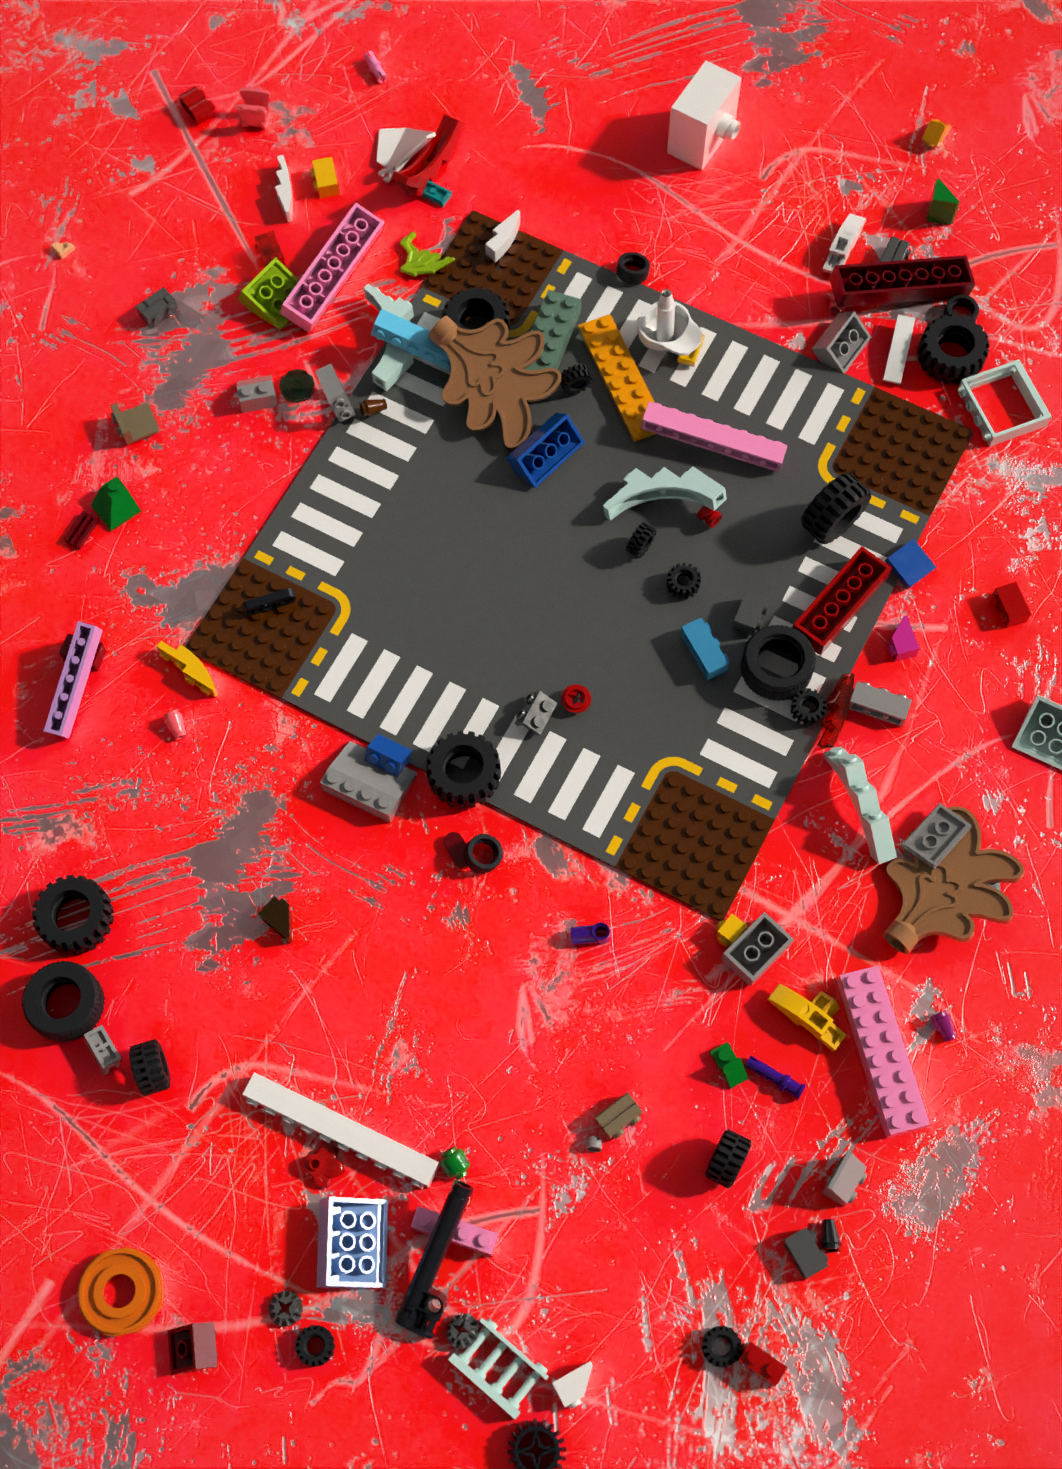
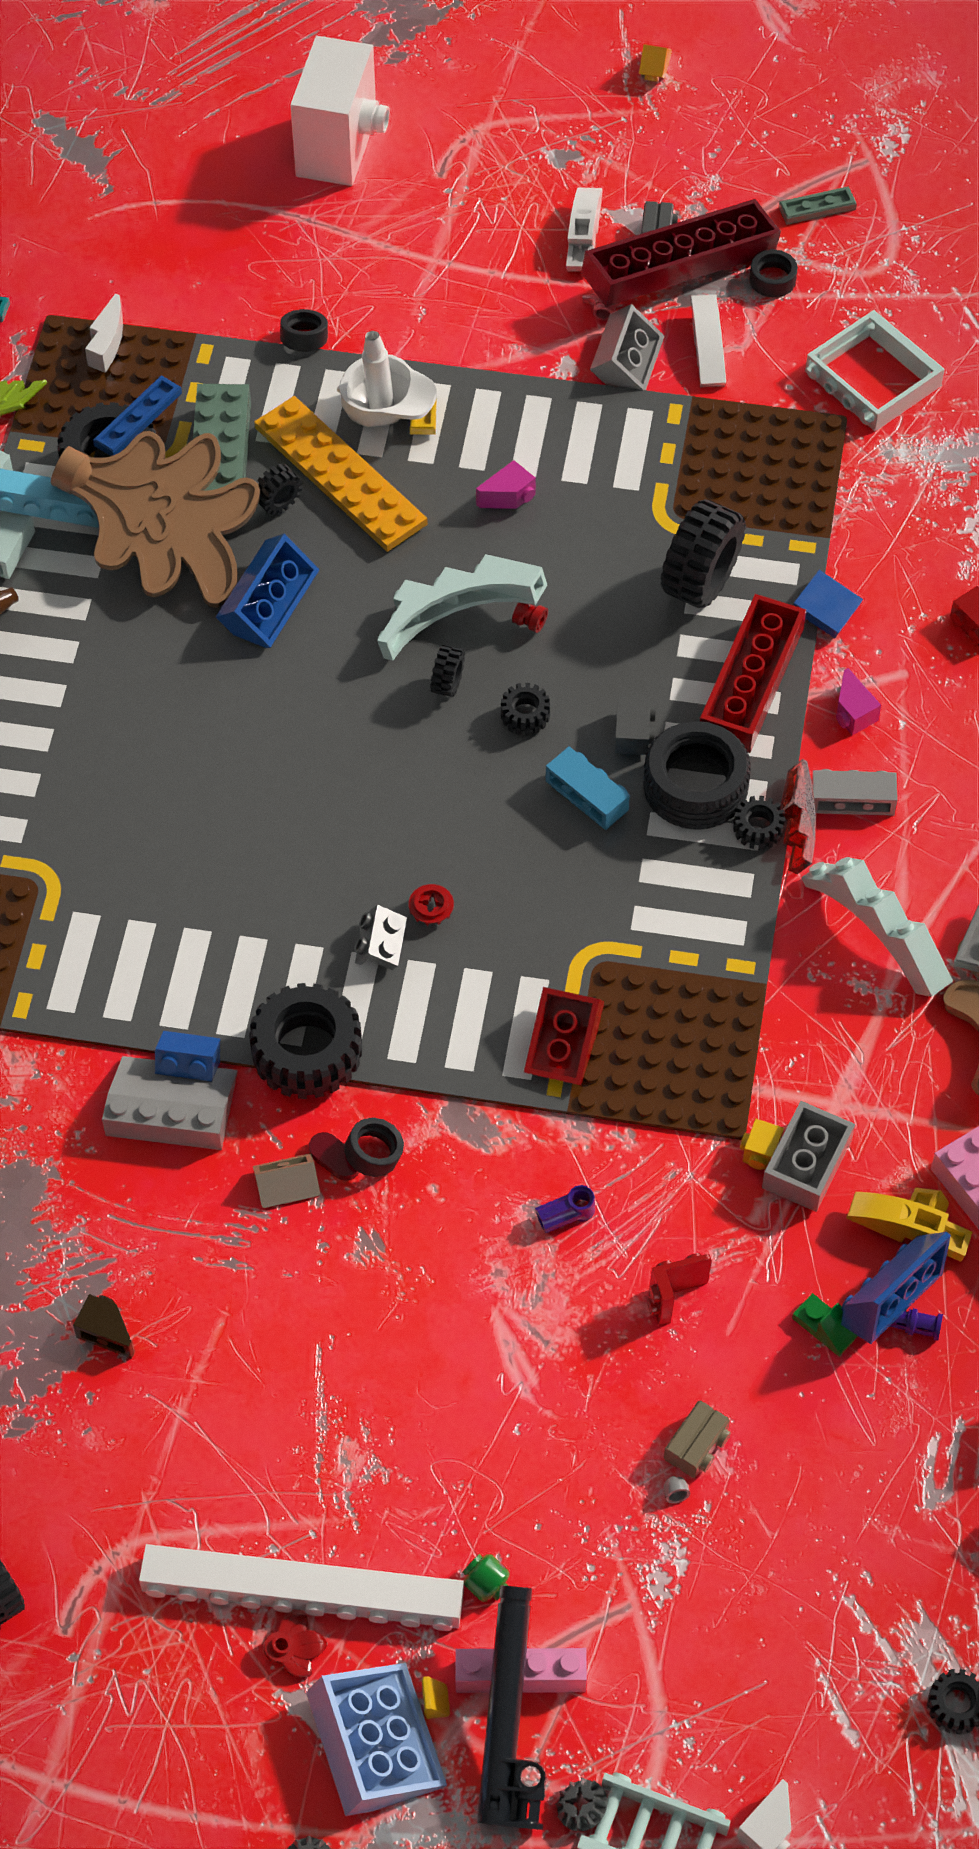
camera: 20 degrees left, 10 degrees down
(397, 1229) = (435, 1698): none -> yellow slope
(422, 857) = (286, 1180): none -> dark tan panel
(500, 304) = (137, 416): none -> blue tile
(628, 816) = (563, 1035): none -> red slope
(637, 1003) = (673, 1277): none -> red bracket
(714, 436) = (498, 512): bright pink brick -> none
(728, 1158) = (873, 1441): black tyre -> none
(729, 415) = (507, 488): none -> dark pink slope
(780, 1058) = (896, 1286): none -> blue slope
(942, 205) = (698, 146): green slope -> none
(959, 331) = (787, 297): black tyre -> none
(1010, 269) = (817, 205): none -> sand green tile

